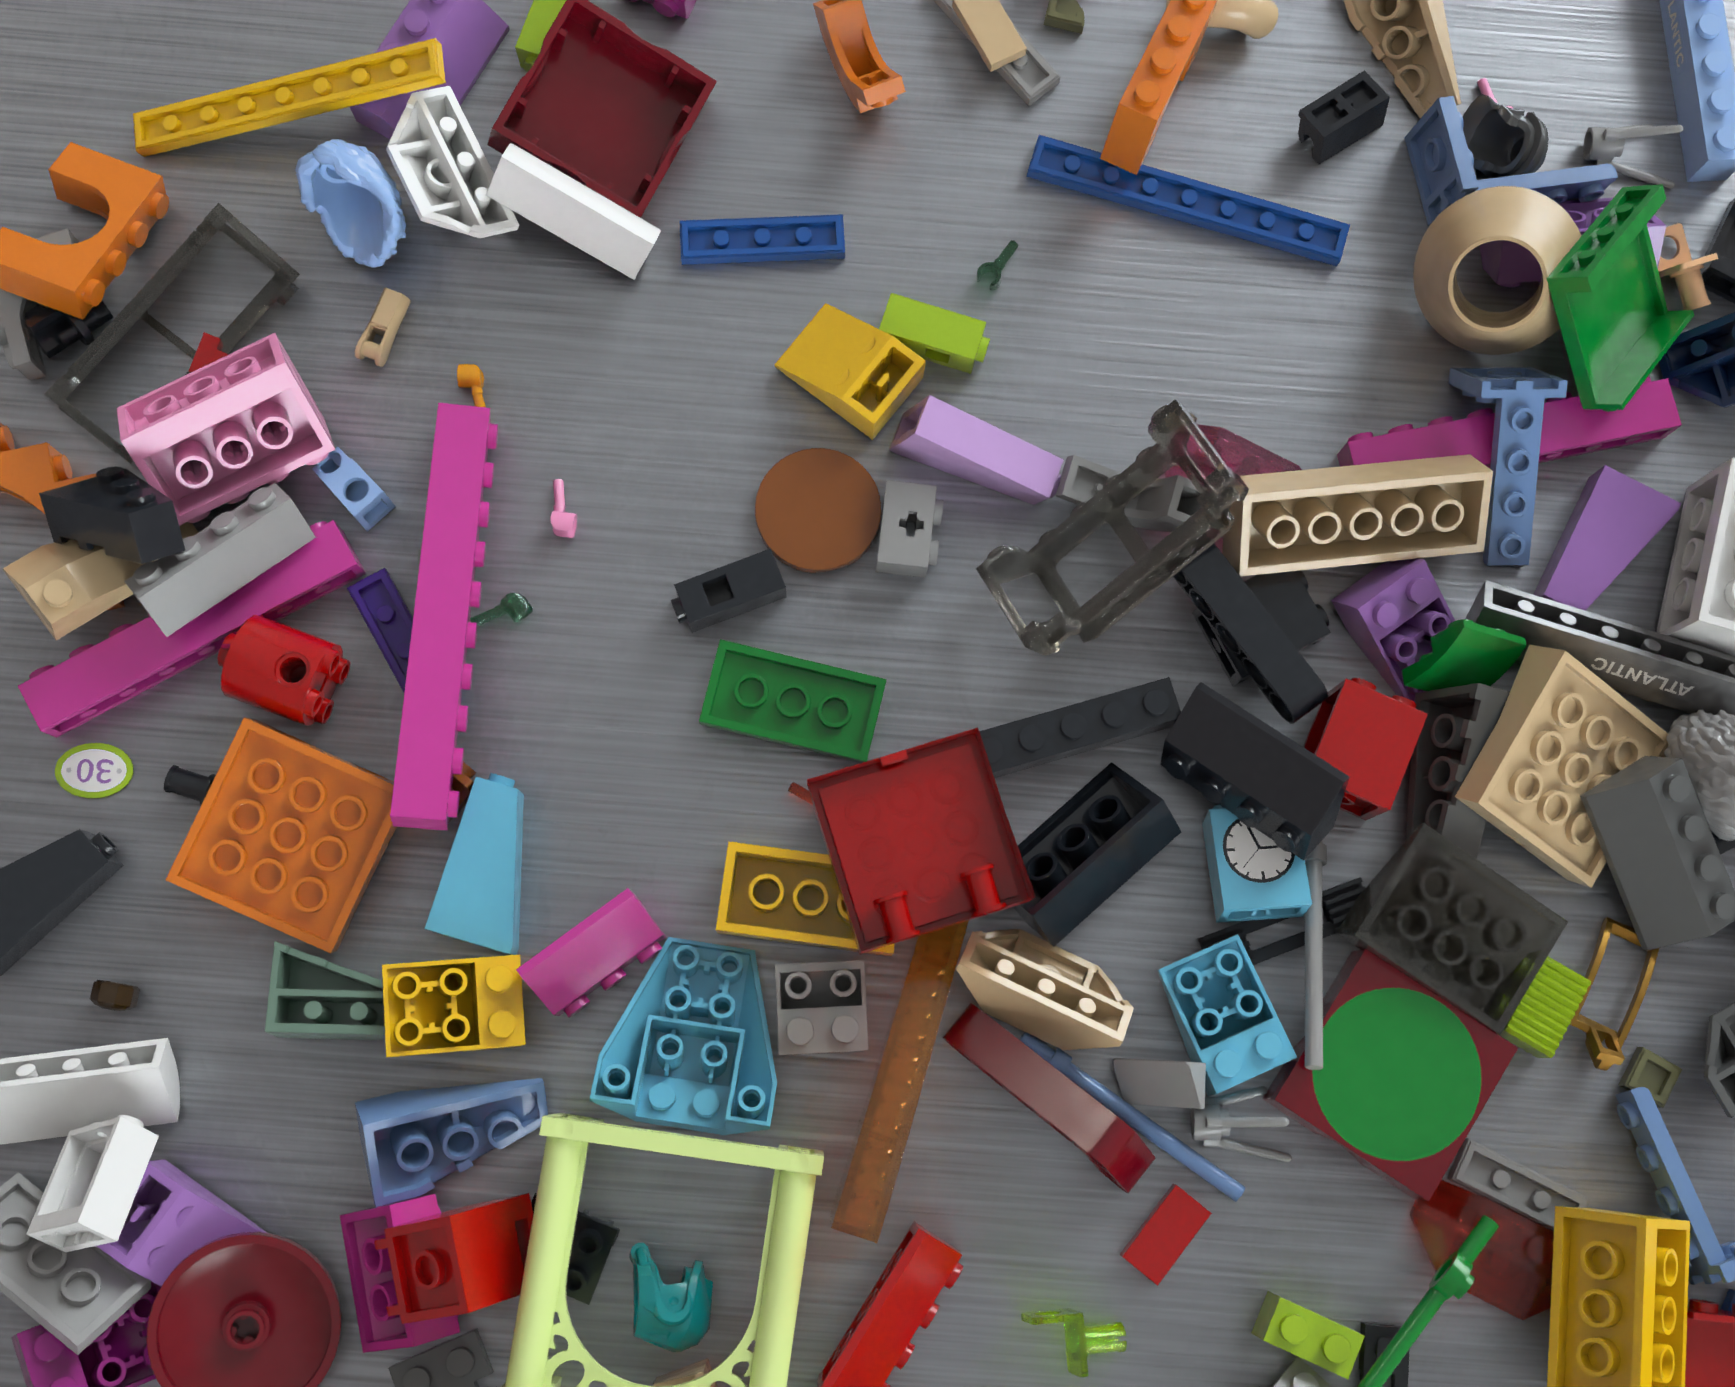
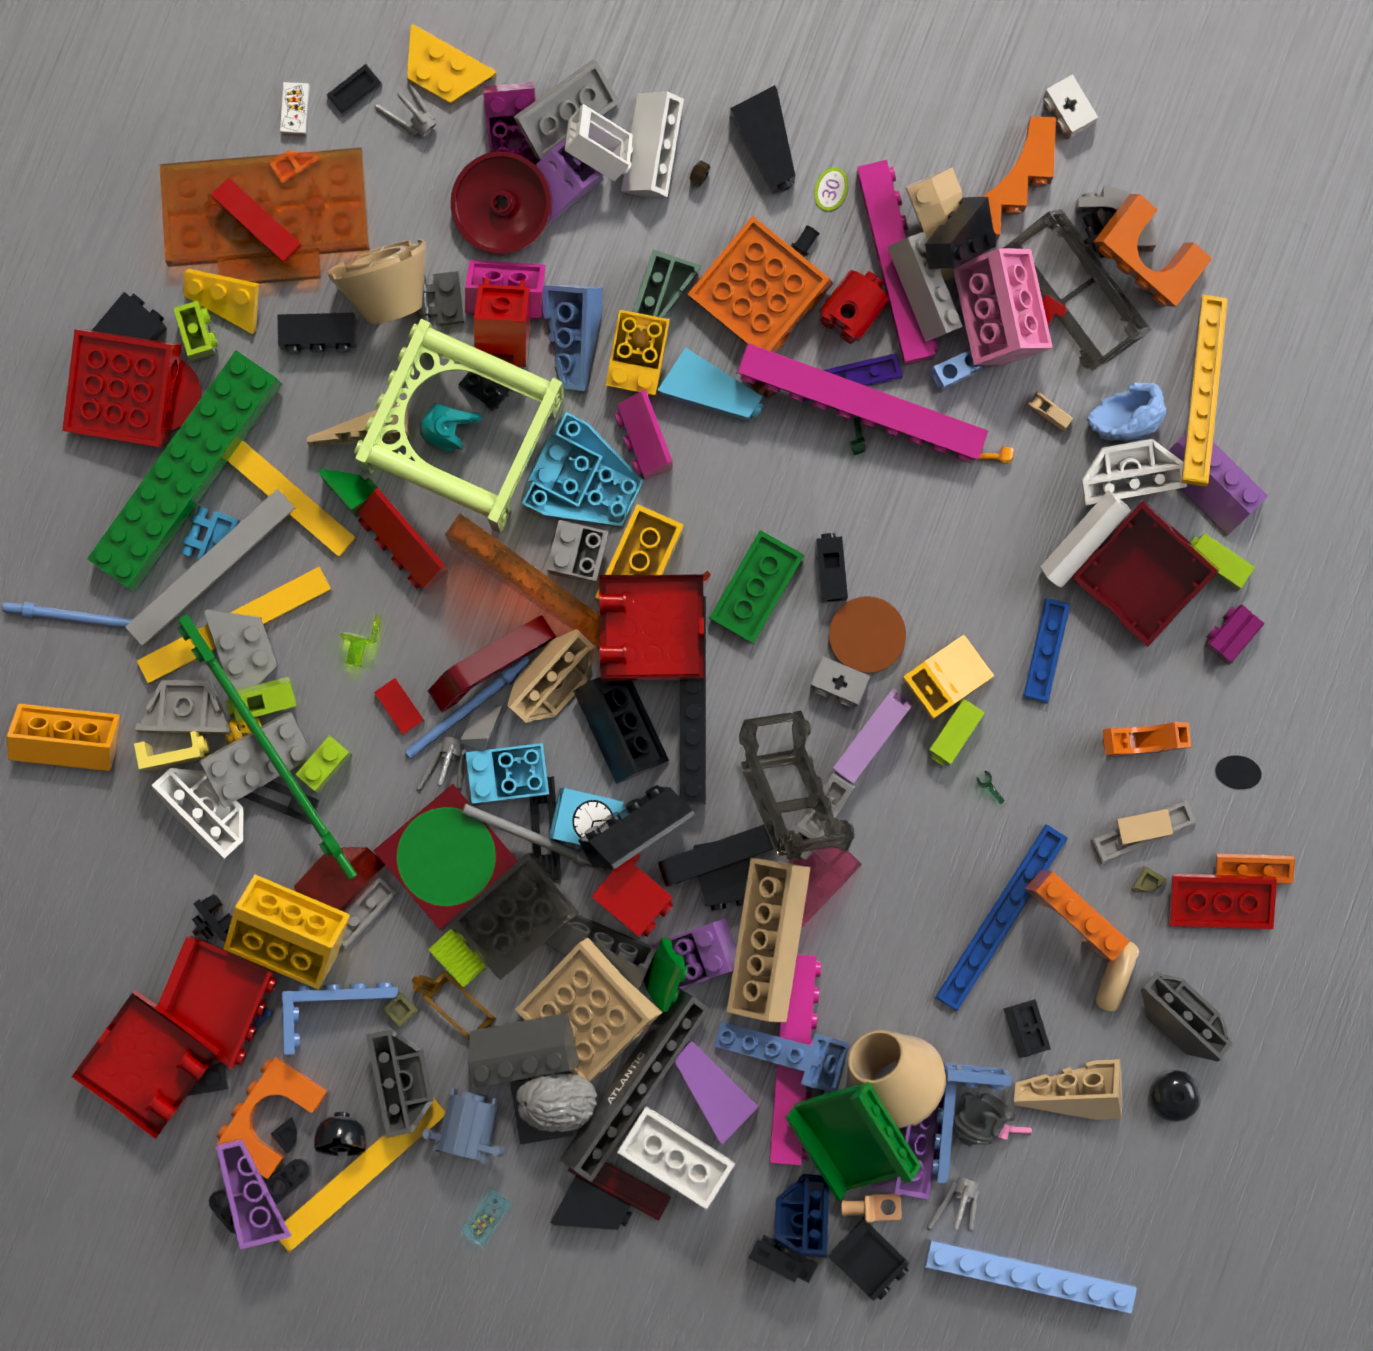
camera: 115 degrees right, 5 degrees up
(563, 523) = (901, 484): bright pink hand -> none

